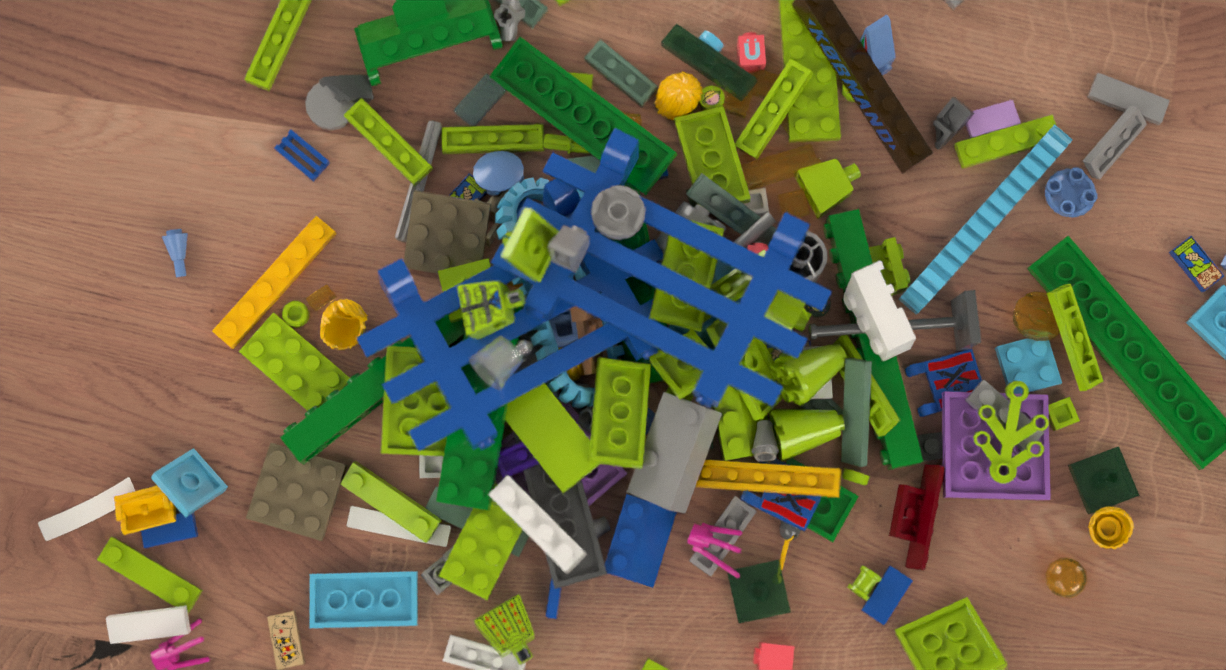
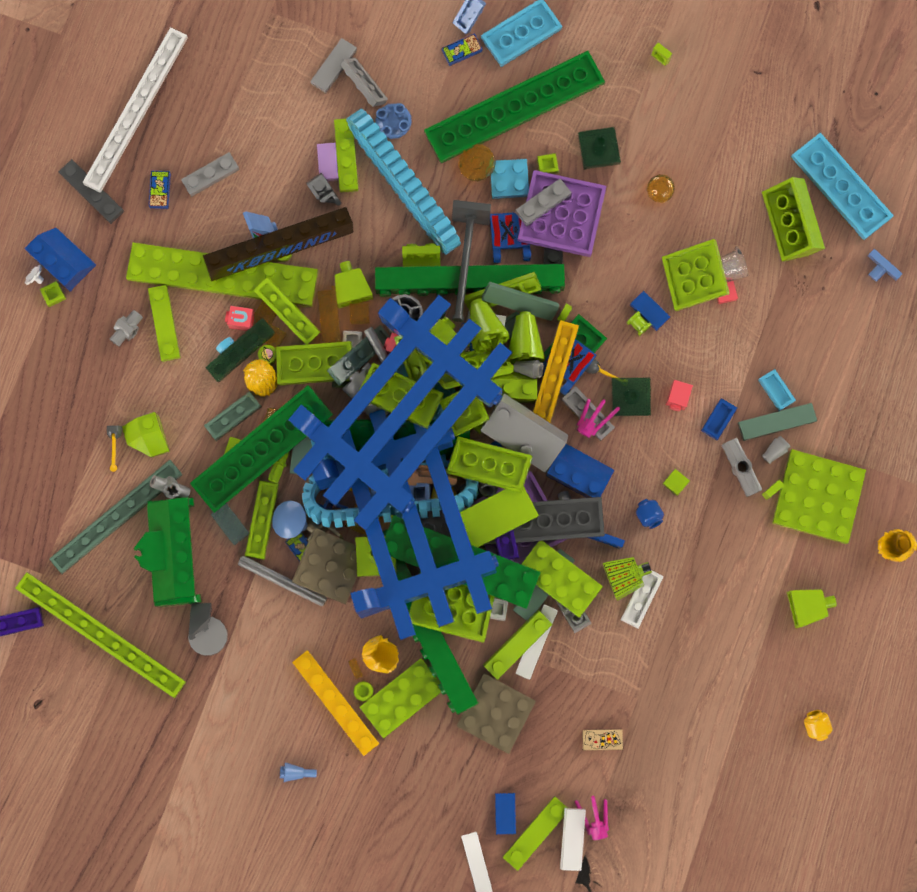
camera: 80 degrees left, 0 degrees up
(144, 510) = (488, 827): yellow hinge -> none
(189, 482) = (475, 790): medium azure plate -> none
(287, 142) = (237, 659): blue tile -> none
(363, 599) = (584, 677): medium azure plate -> none
(388, 142) = (248, 597): lime tile -> none
(488, 307) = (398, 538): lime torso -> none
(499, 361) = (440, 538): clear hat -> none
(529, 245) = (362, 496): lime tile -> none
(537, 524) = (558, 537): white arch -> none
(569, 247) = (369, 469): light grey slope -> none
(601, 647) = (649, 513): none -> blue head
(618, 212) = (349, 431): light grey tile -> none
(877, 313) = (456, 269): white wedge -> none
(915, 515) = (598, 277): dark red bracket -> none
(1009, 436) = (558, 201): lime plant -> none
(1075, 337) = (497, 142): lime plate -> none
(1110, 527) = (633, 150): yellow hair -> none

